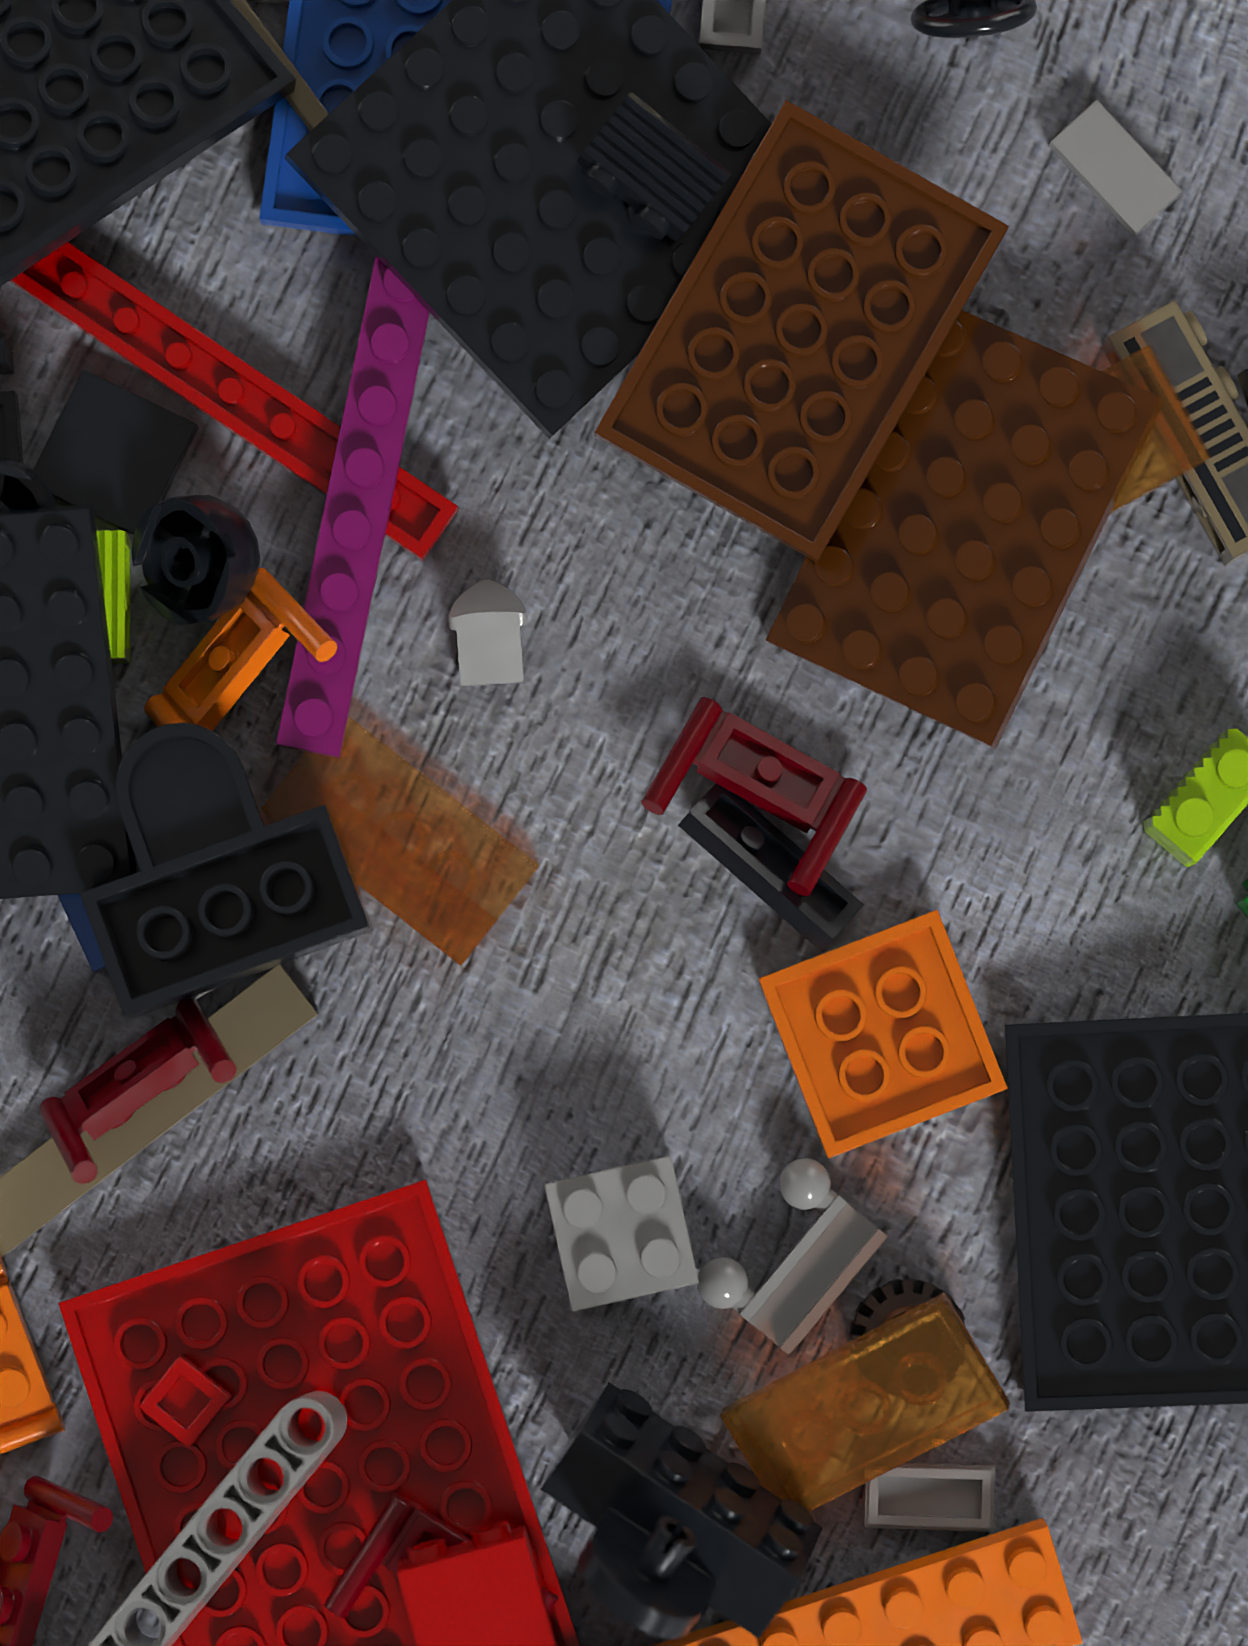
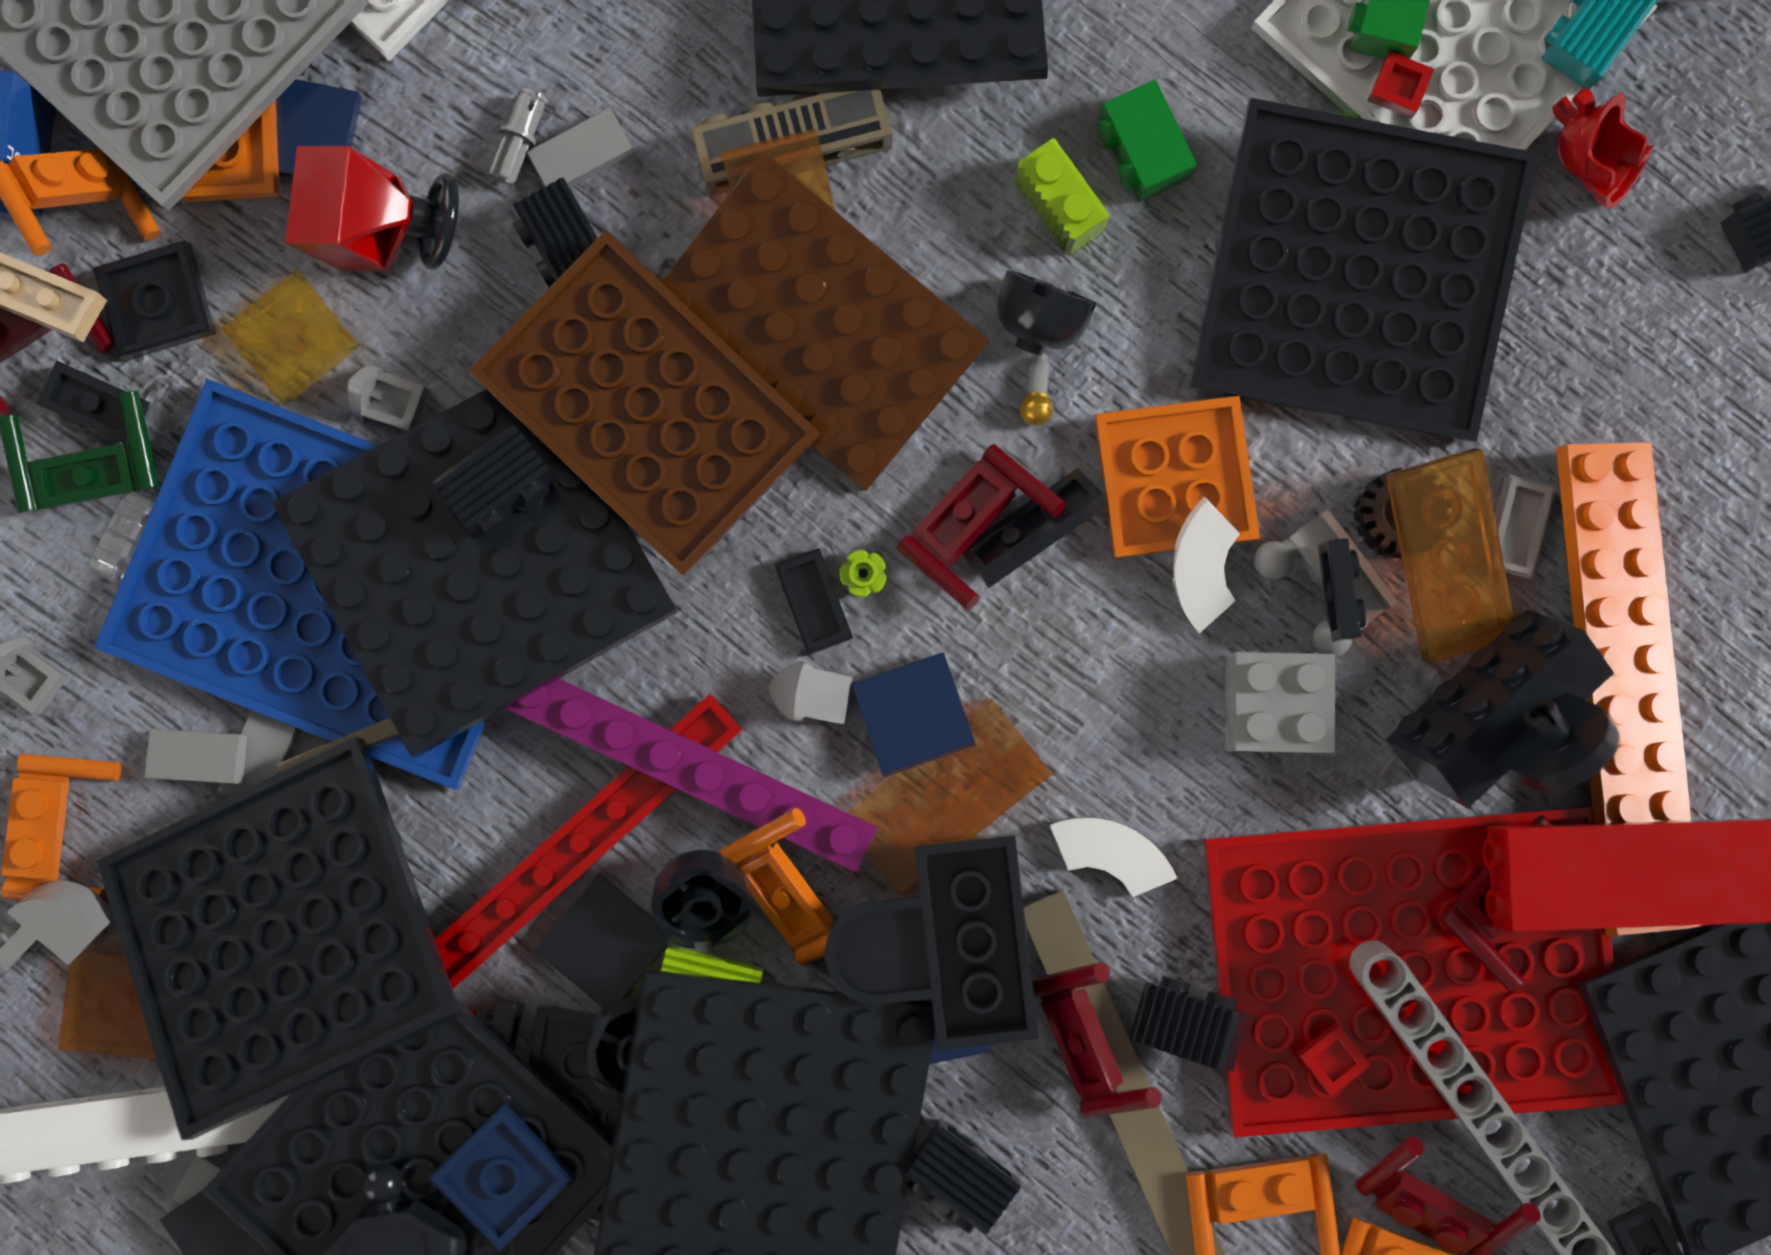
camera: 75 degrees left, 0 degrees up
(185, 1210) = (1190, 1025): none -> black brick
(383, 1069) = (1114, 849): none -> white tile
(494, 770) = (913, 714): none -> dark blue tile
(608, 610) = (813, 601): none -> black tile
(658, 680) = (850, 573): none -> lime plate
(773, 1088) = (1200, 564): none -> white tile
(810, 1264) = (1338, 571): none -> black plate
(931, 832) = (1036, 406): none -> piece
(1004, 164) = (555, 226): none -> black brick
(1052, 807) = (1041, 313): none -> black cylinder
(1113, 82) = (517, 136): none -> light grey axle

